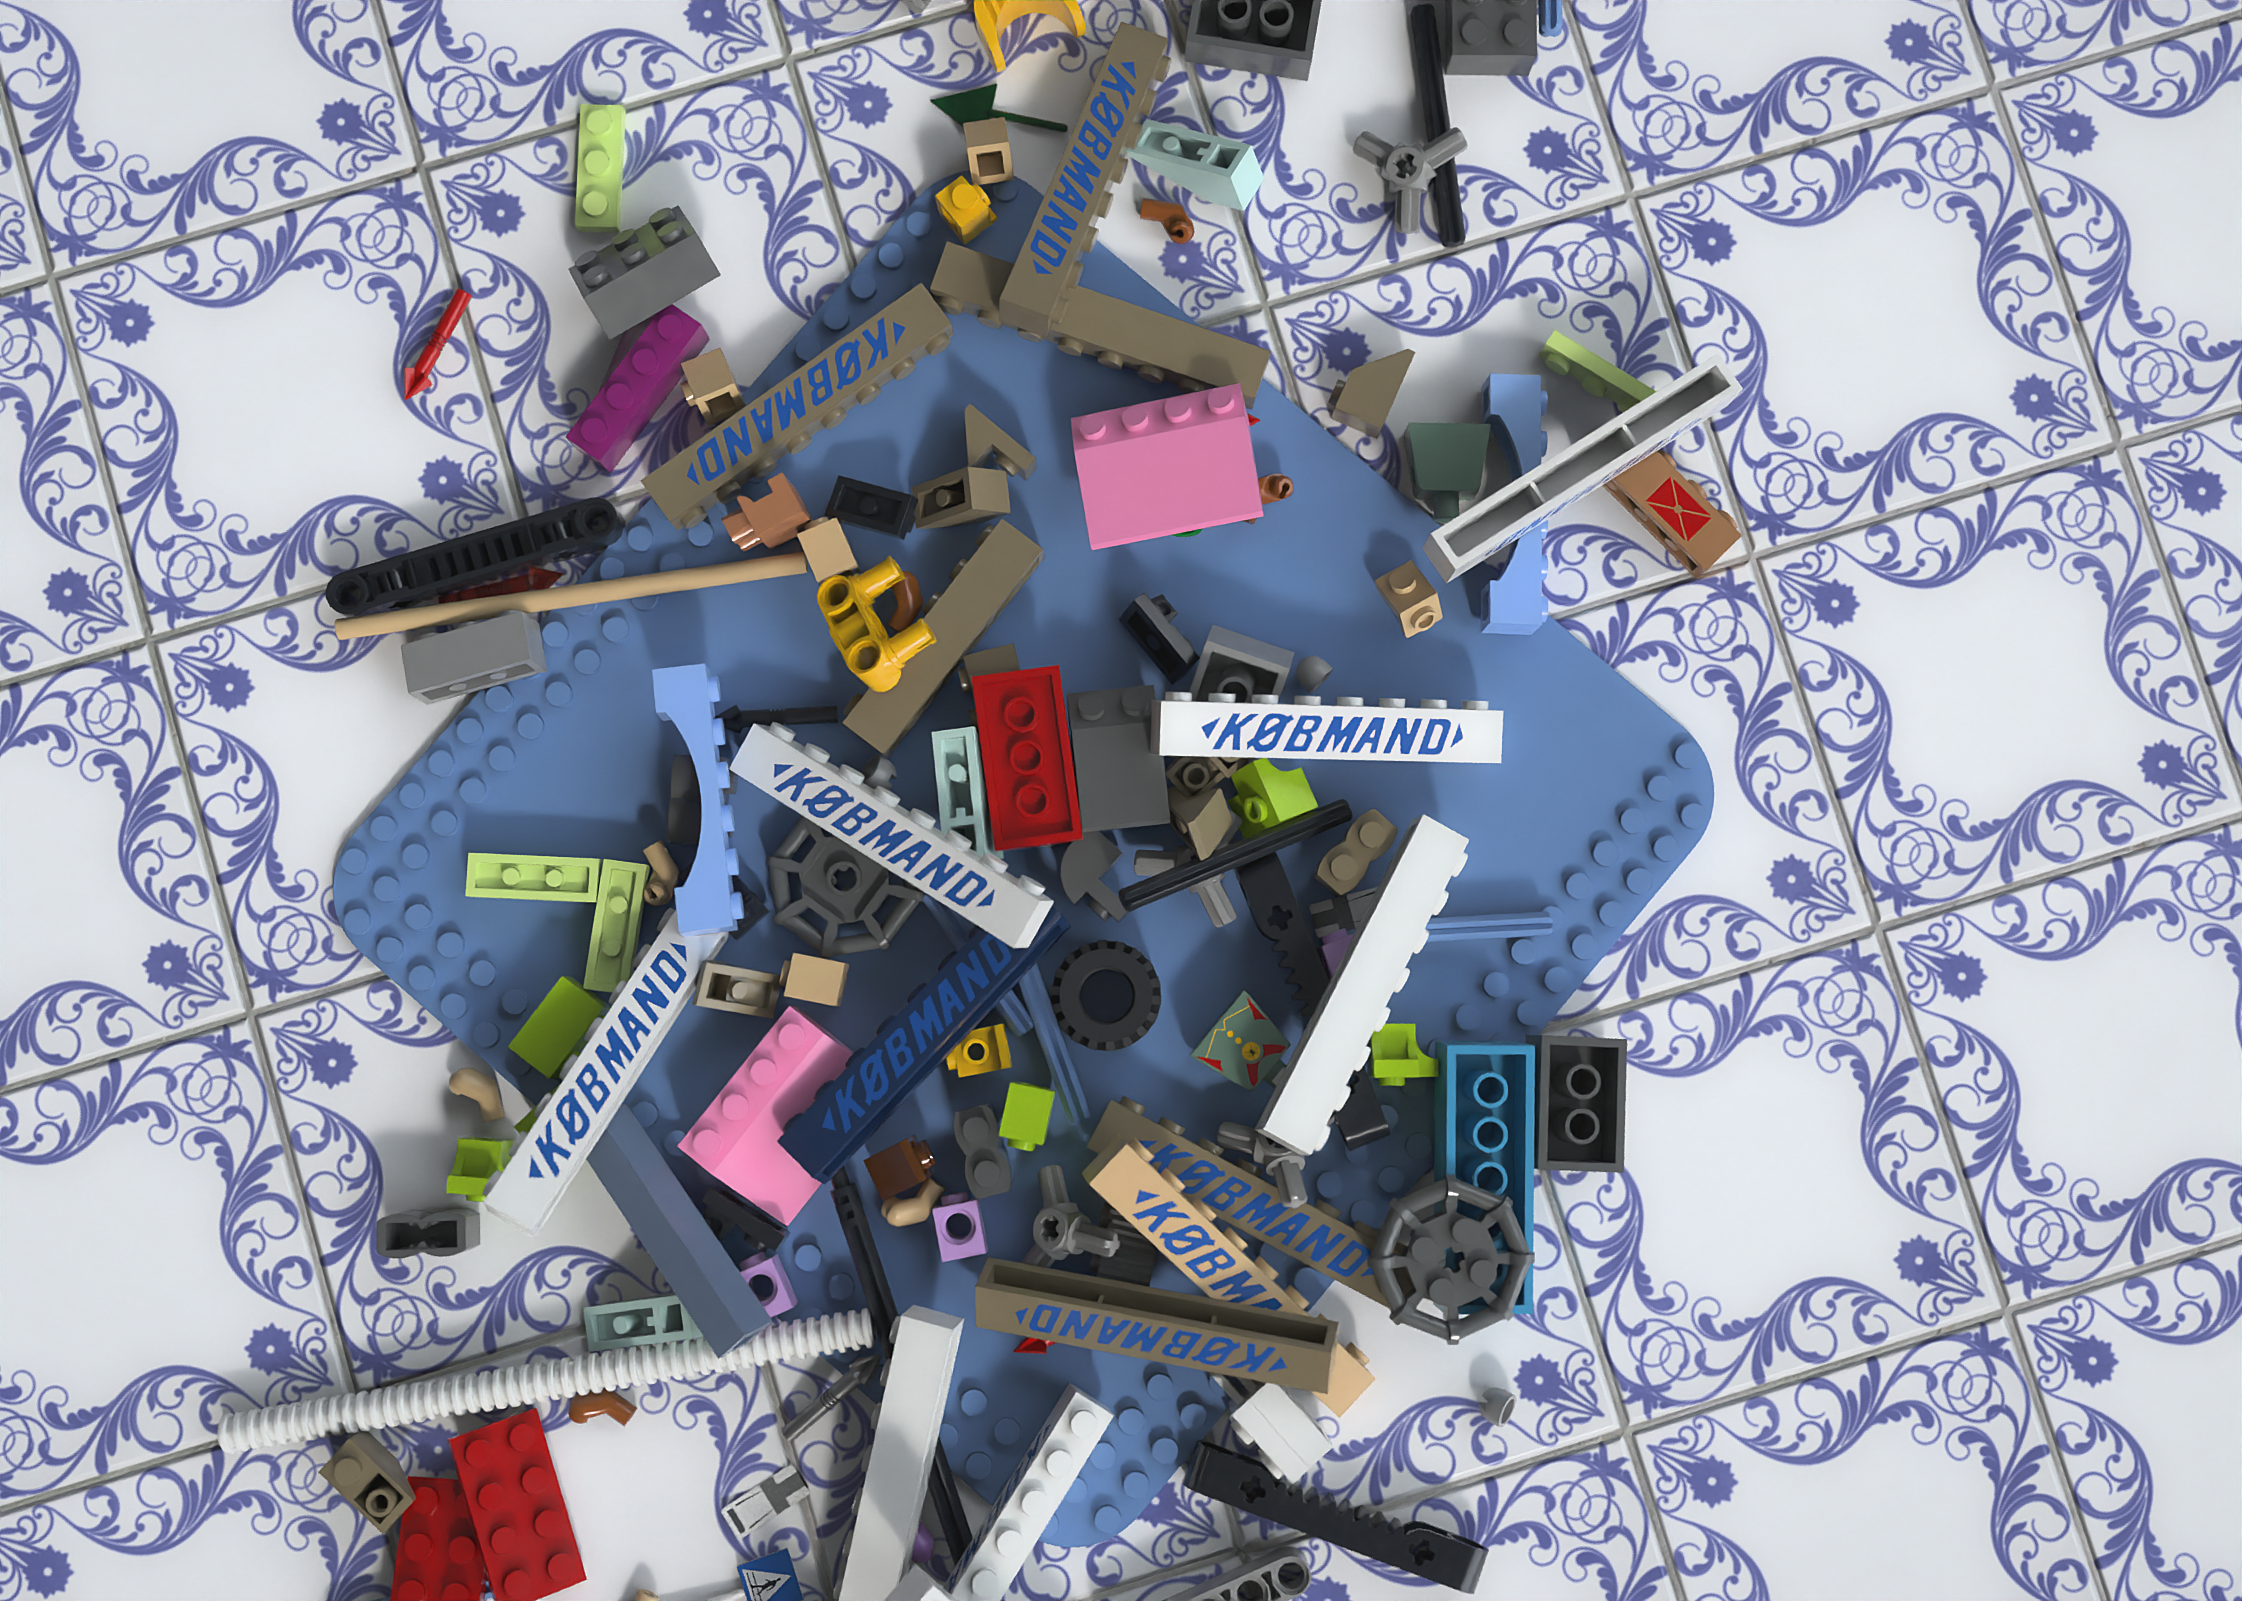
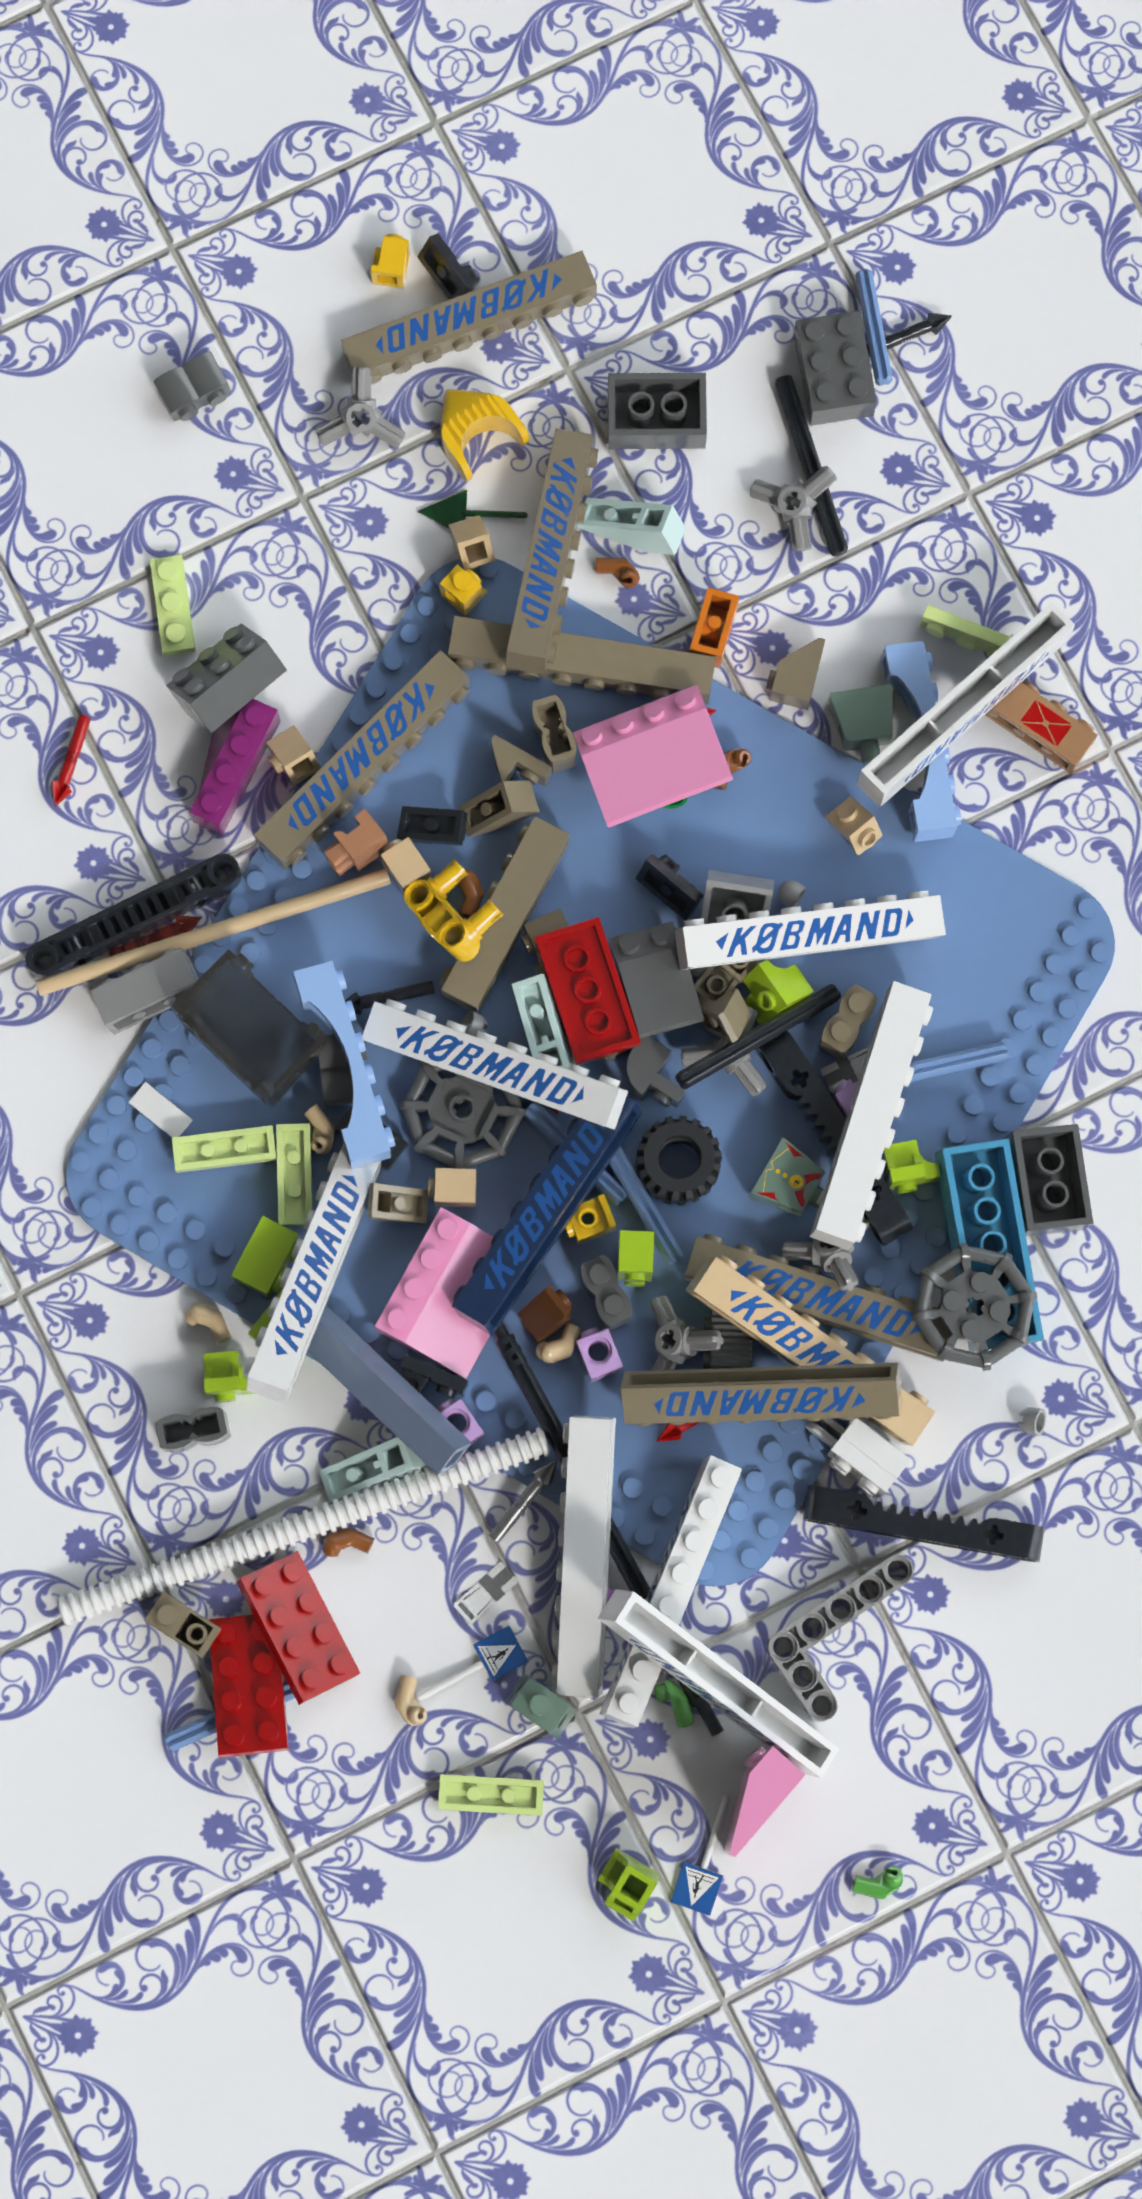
camera: 10 degrees left, 5 degrees down
(465, 813) = (160, 1111): none -> white sticker
(587, 729) = (248, 1028): none -> clear smoke windscreen
(1047, 422) = (556, 737): none -> dark tan brick
(1277, 309) = (714, 624): none -> orange brick

